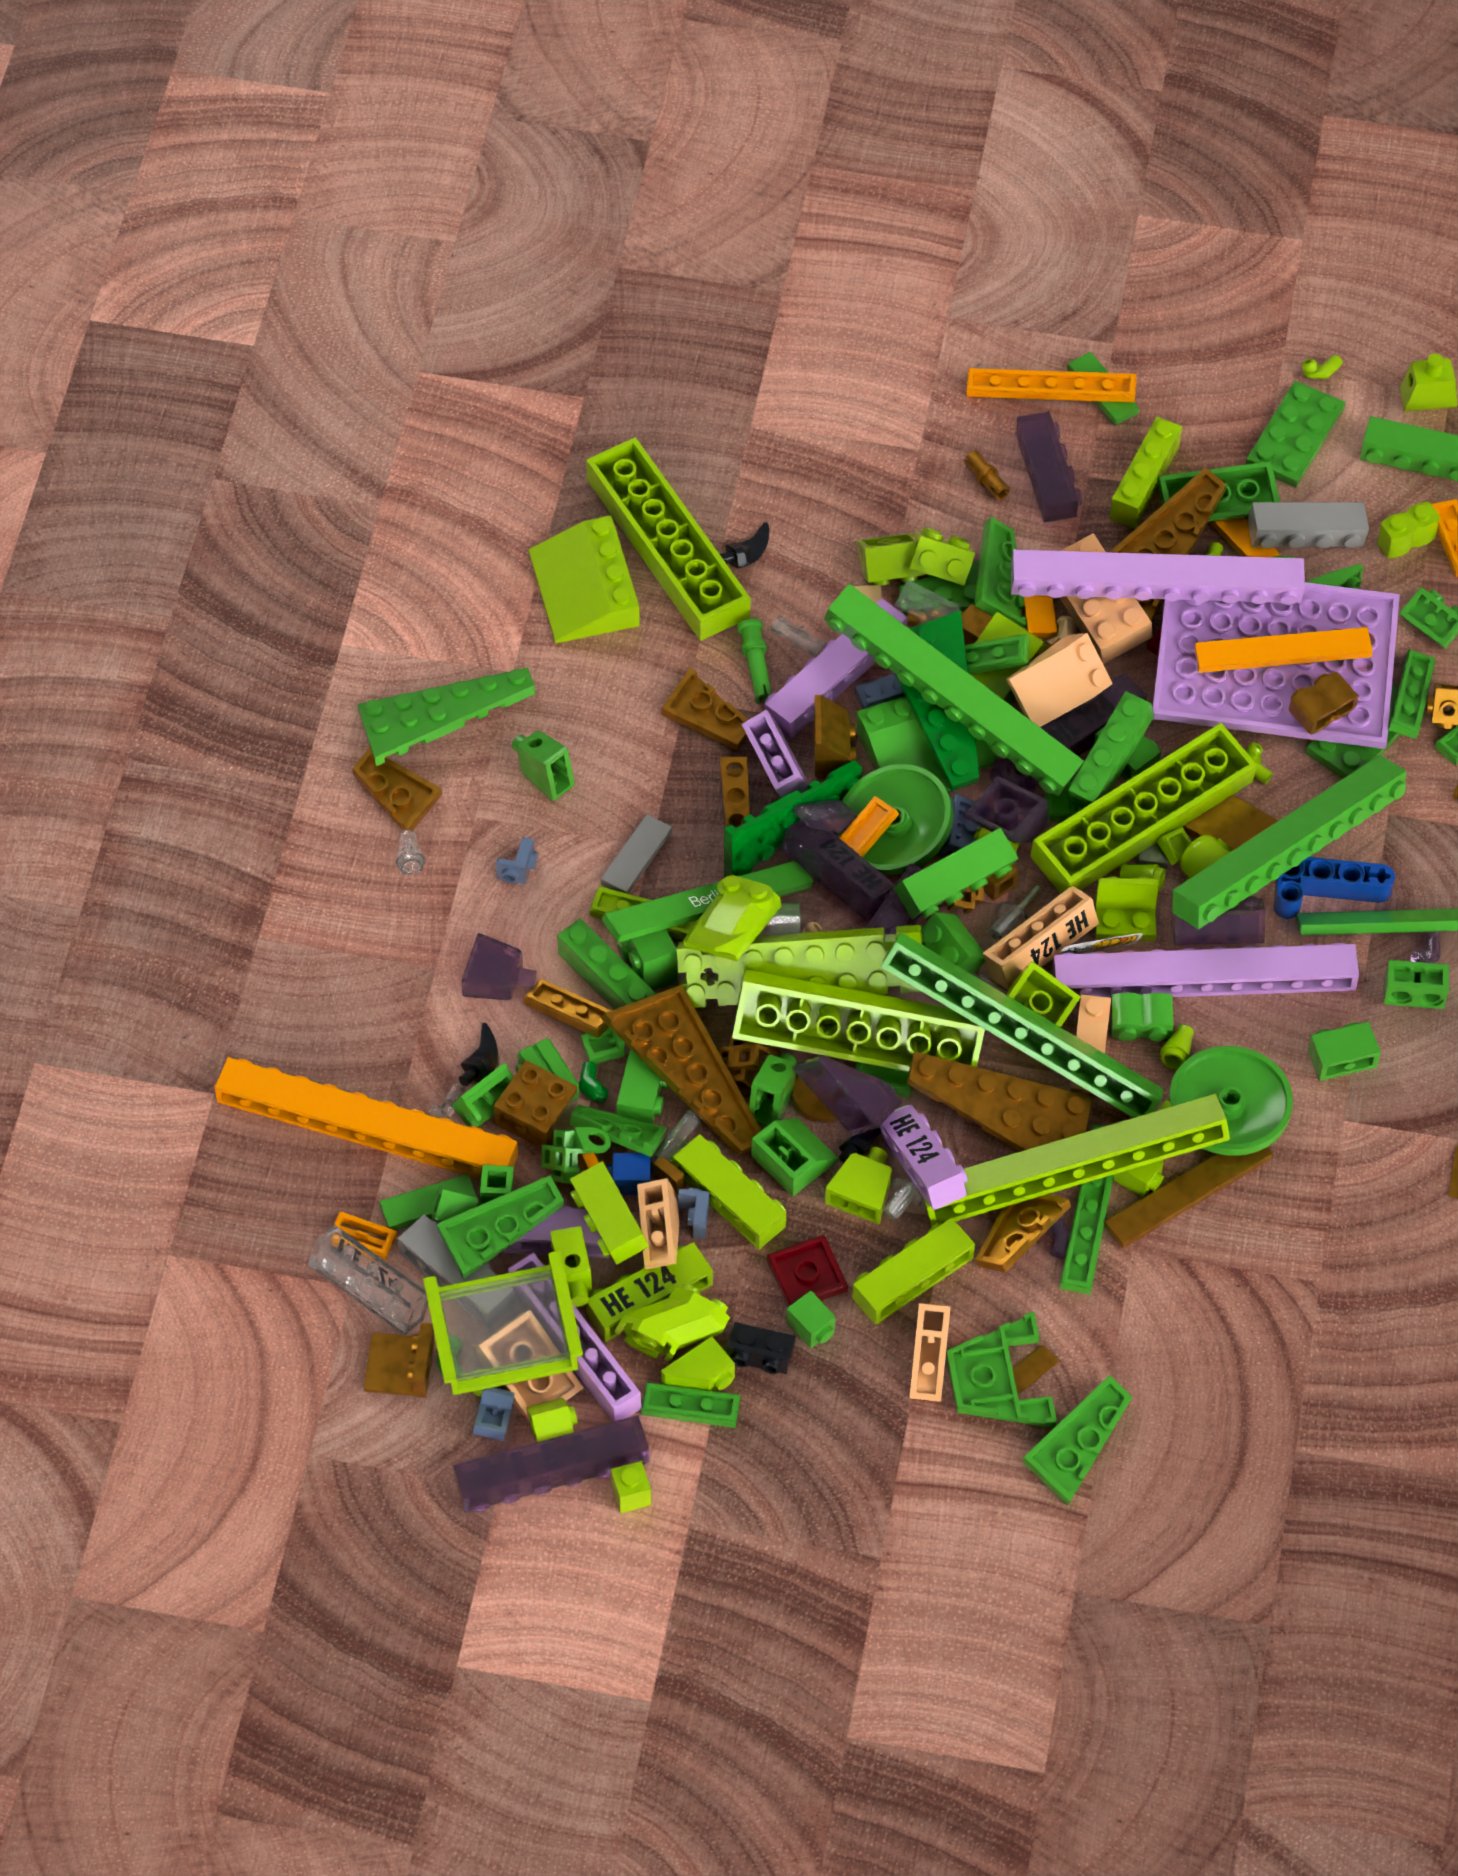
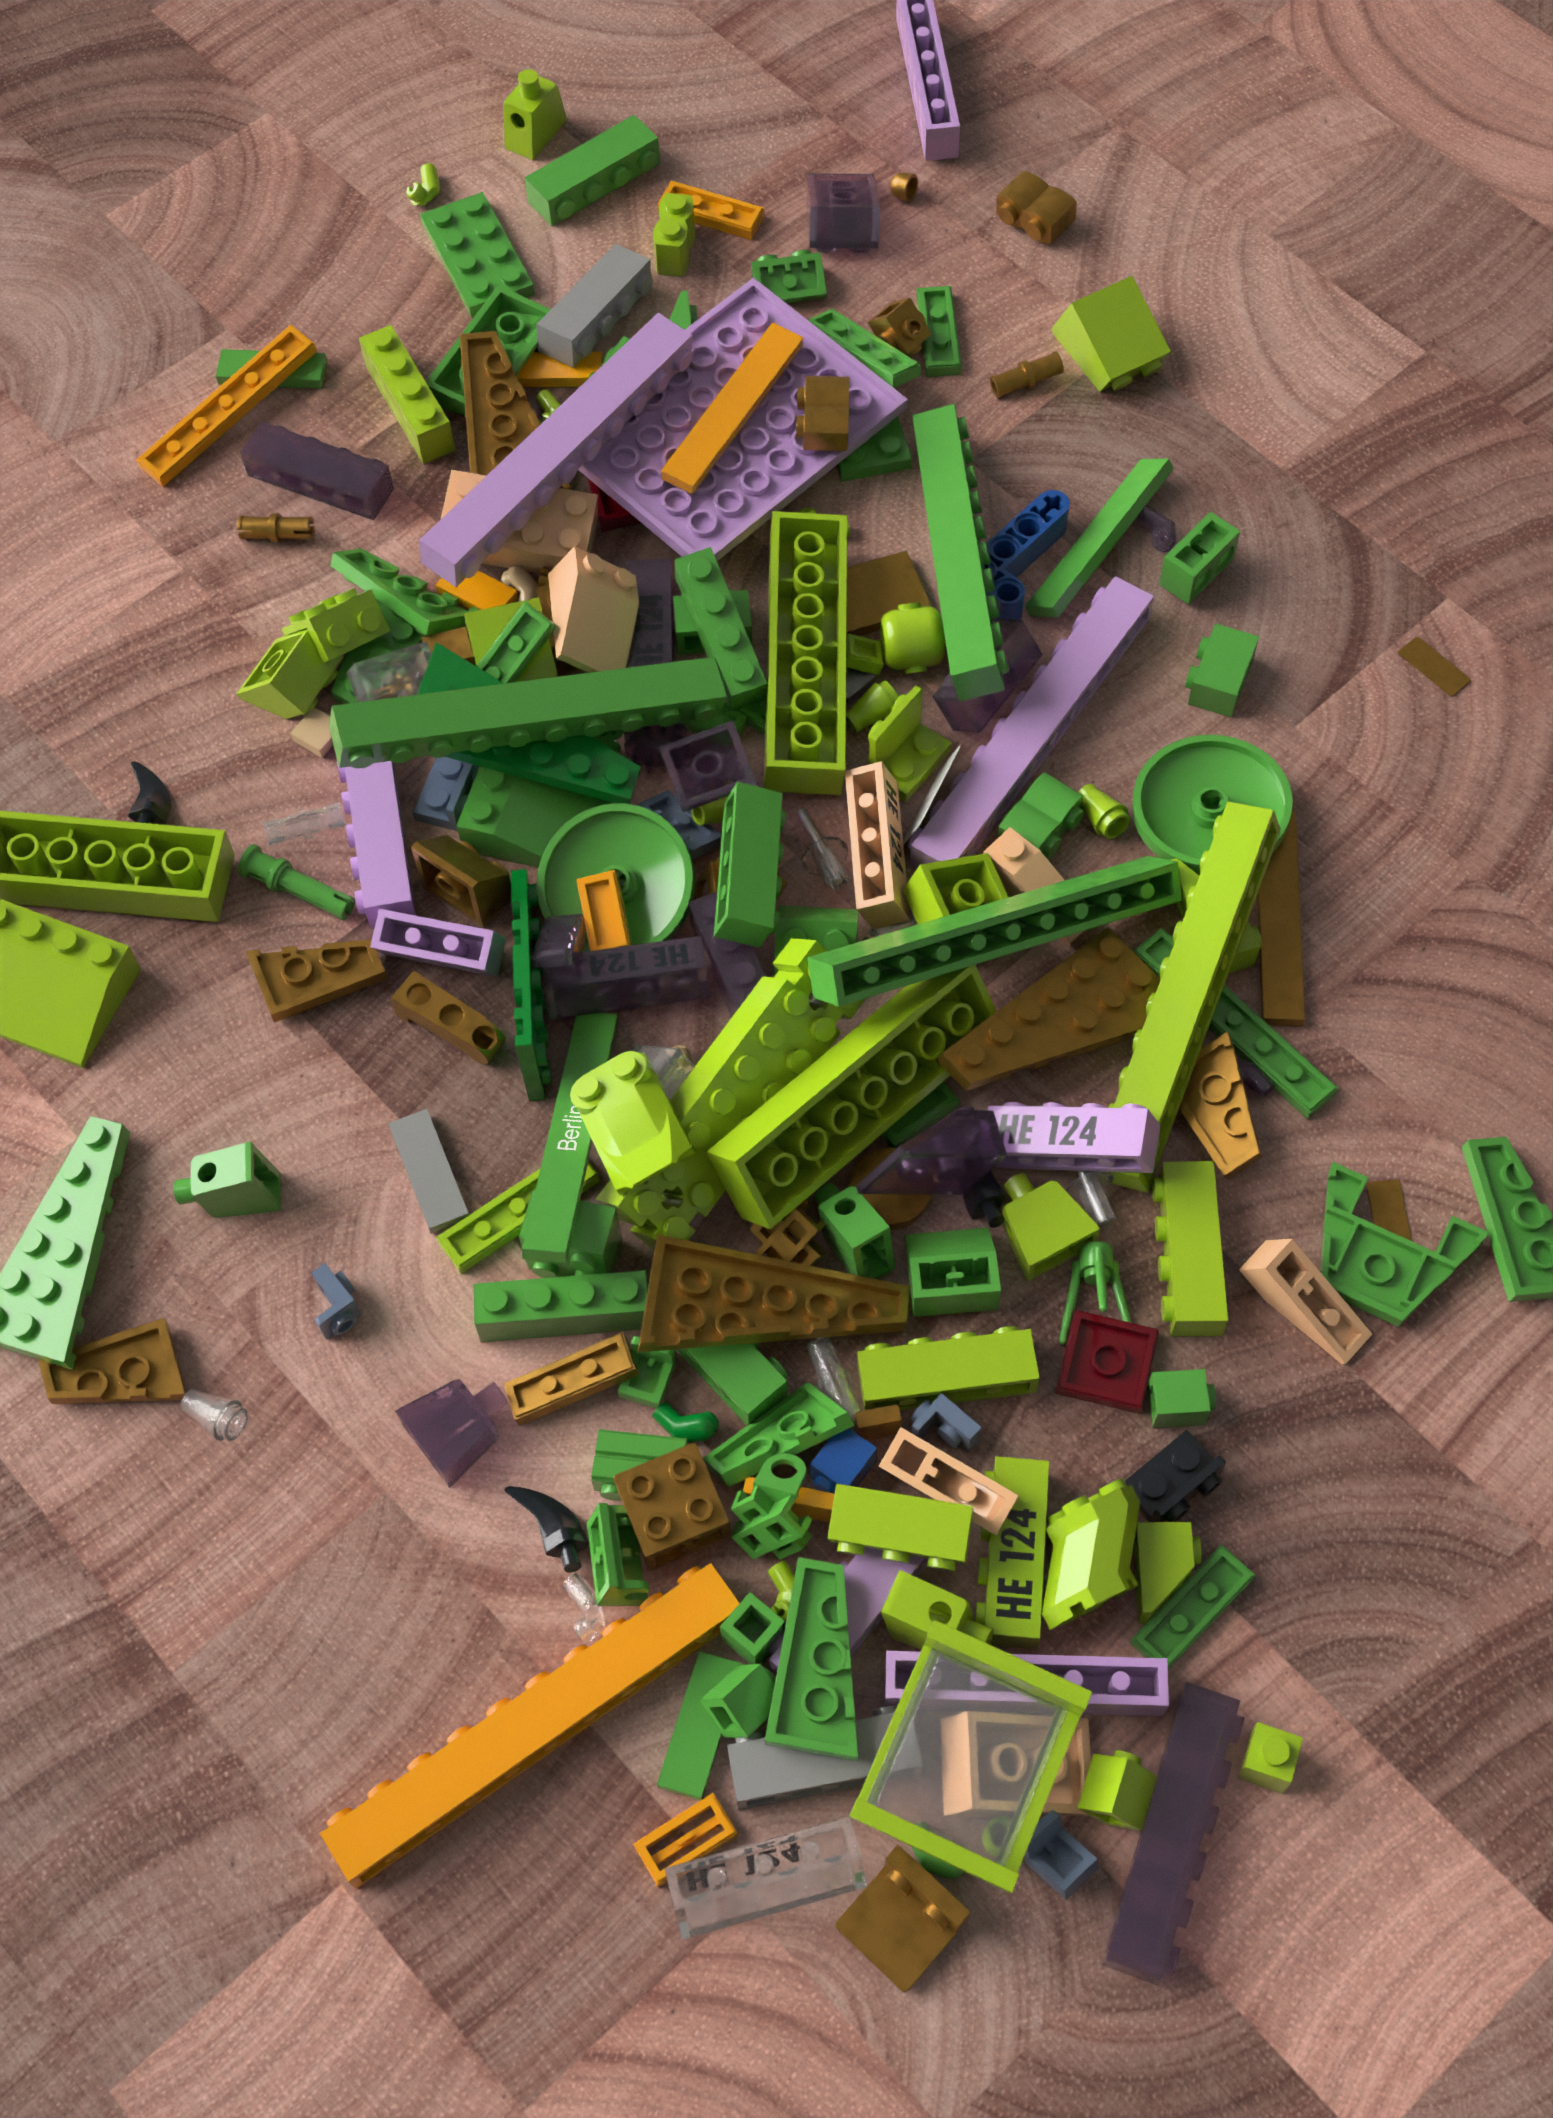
camera: 50 degrees left, 5 degrees up
(859, 1229) = (1097, 1268): none -> bright green plant

